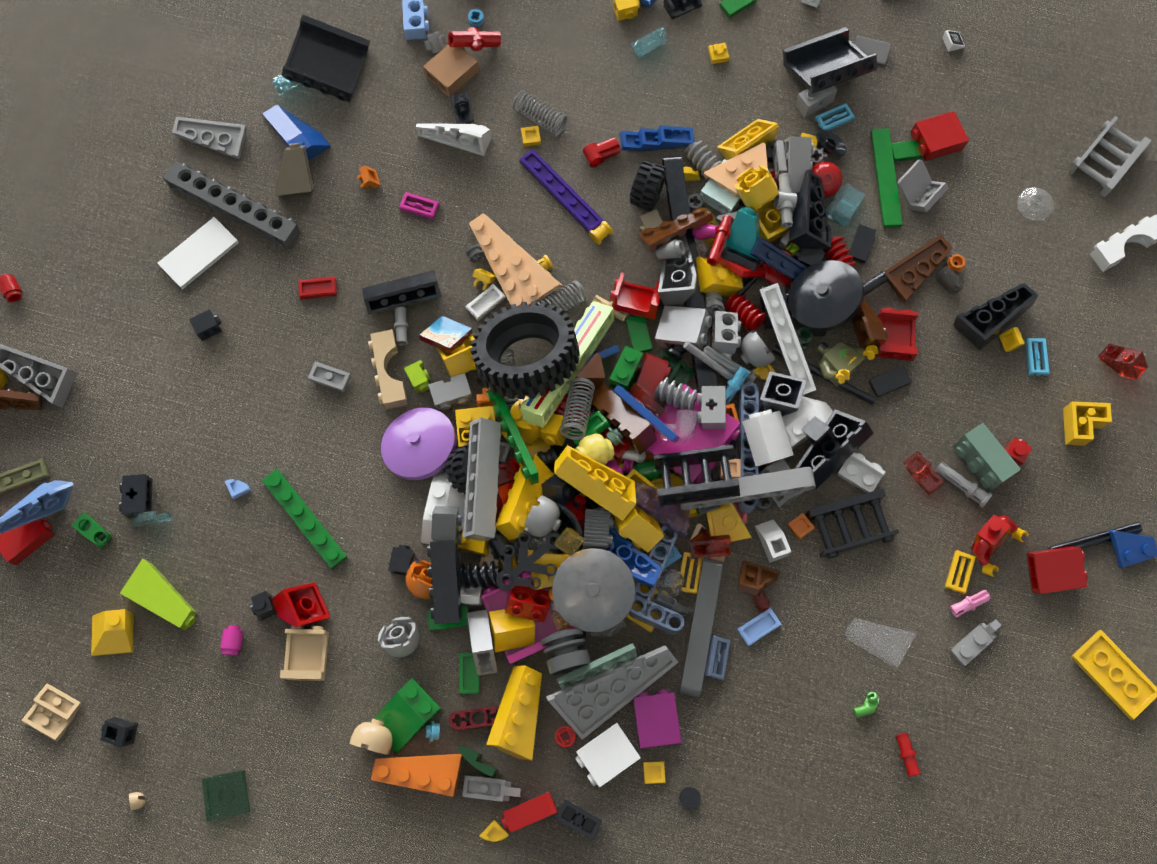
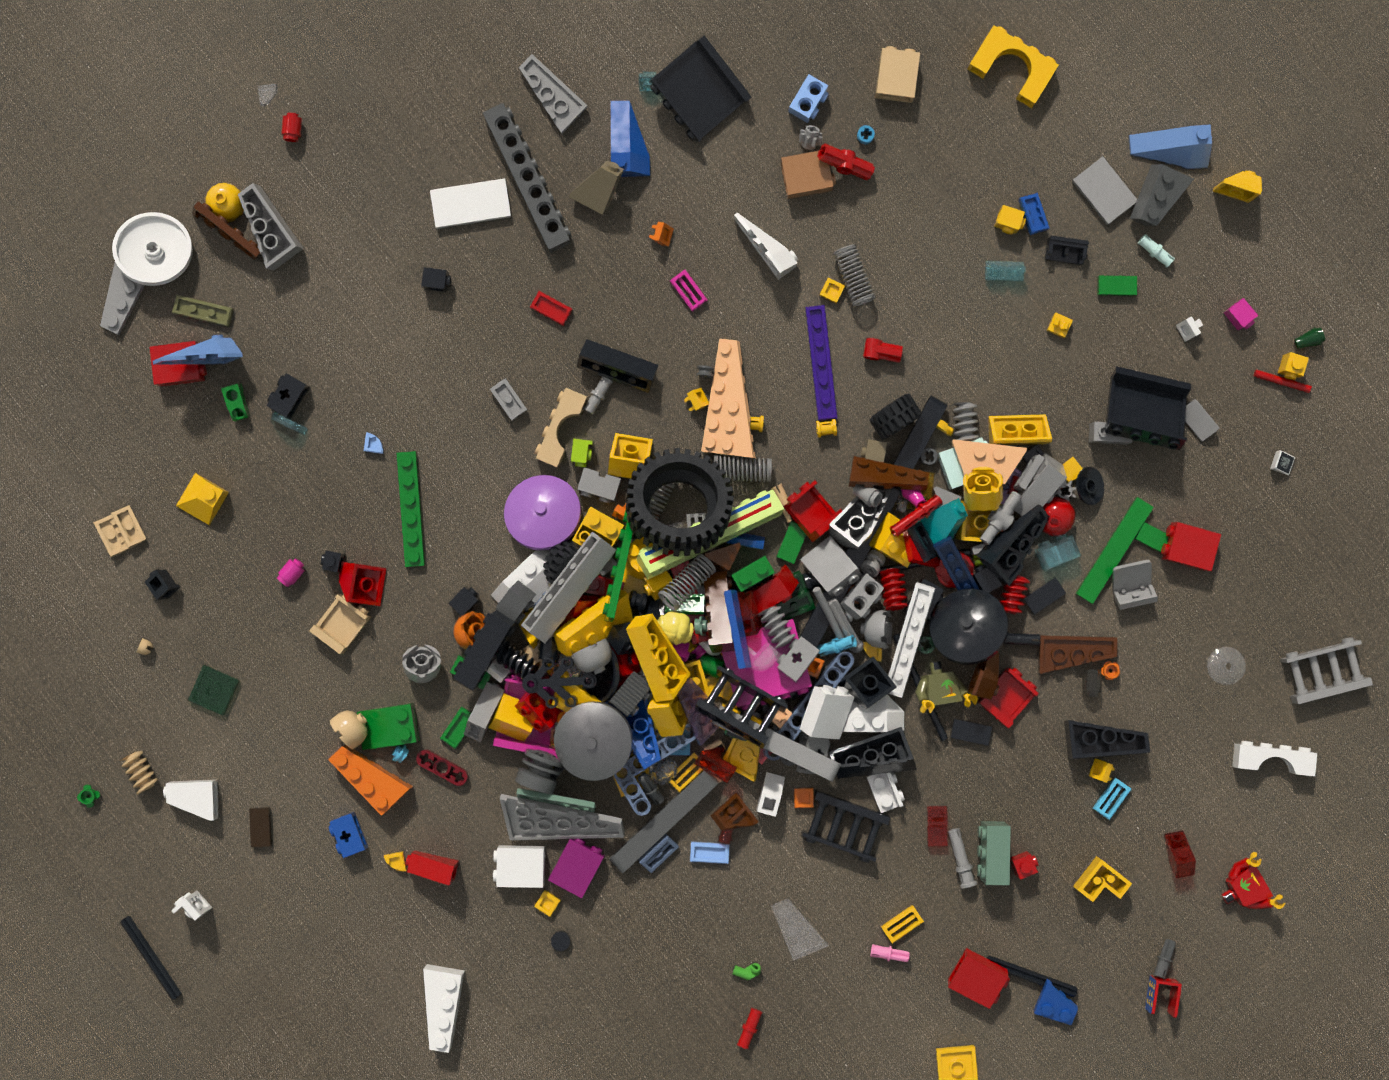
camera: 35 degrees right, 15 degrees up
(156, 594) = (255, 493): lime slope -> none
(429, 828) = (348, 824): none -> blue brick
(445, 334) = (628, 431): tile -> none
(462, 108) = (788, 223): black hips -> none
(473, 758) = (415, 795): dark green slope -> none
(485, 302) = (684, 422): white tile -> none
(489, 789) = (414, 827): light grey hinge -> none
(517, 714) = (472, 788): yellow wedge -> none
(567, 739) = (500, 827): red wheel -> none
(569, 541) = (599, 692): clear yellow tile -> none
(578, 819) = (464, 898): black brick -> none
(656, 139) = (940, 372): blue slope -> none
(816, 430) = (870, 737): panel -> none
(835, 124) = (1112, 469): medium azure tile -> none
(974, 642) = (869, 984): light grey hinge -> none
(992, 537) = (948, 917): red torso -> none

